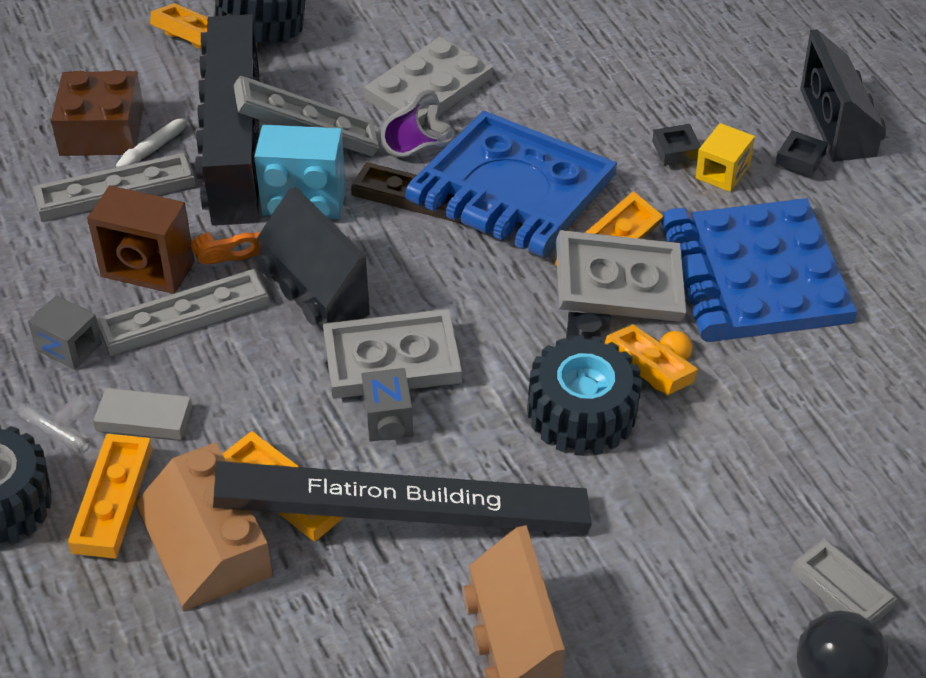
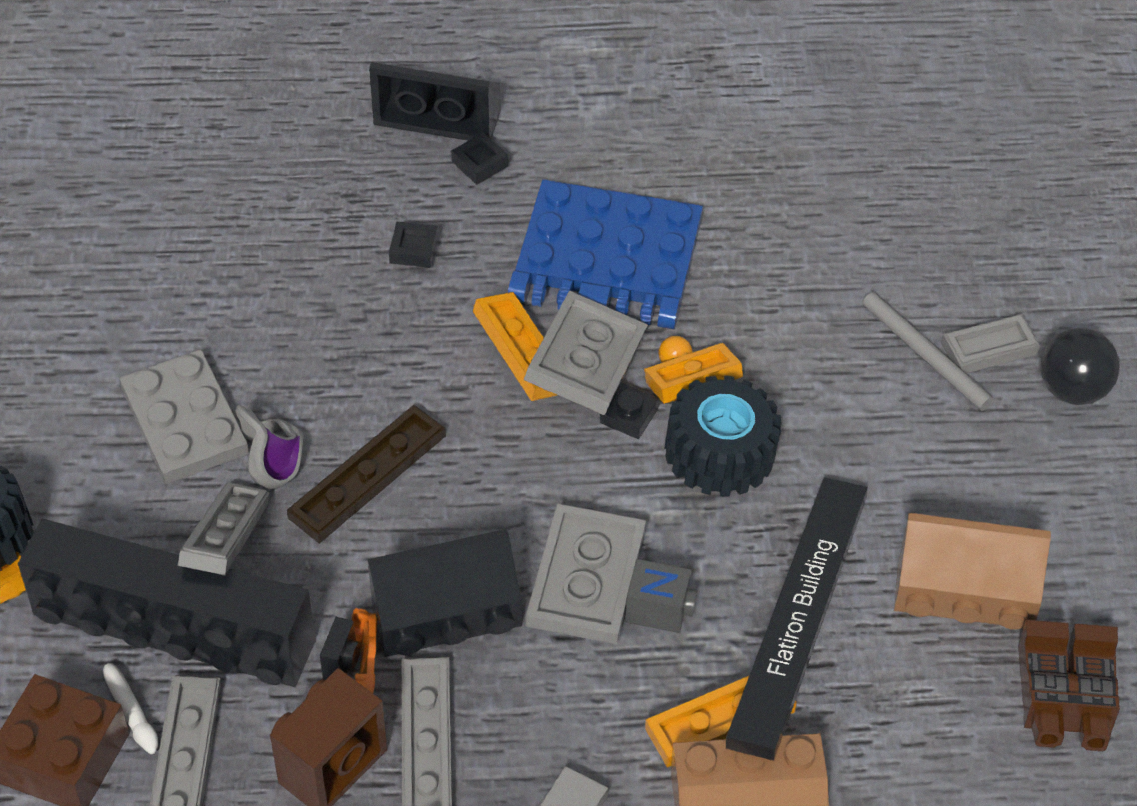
camera: 70 degrees left, 5 degrees up
(240, 221) = (340, 648): none -> black plate
(301, 158) = (307, 550): medium azure brick -> none
(512, 176) = (394, 385): blue hinge -> none
(724, 157) = (457, 213): yellow brick -> none
(797, 535) = (928, 351): none -> light grey bar

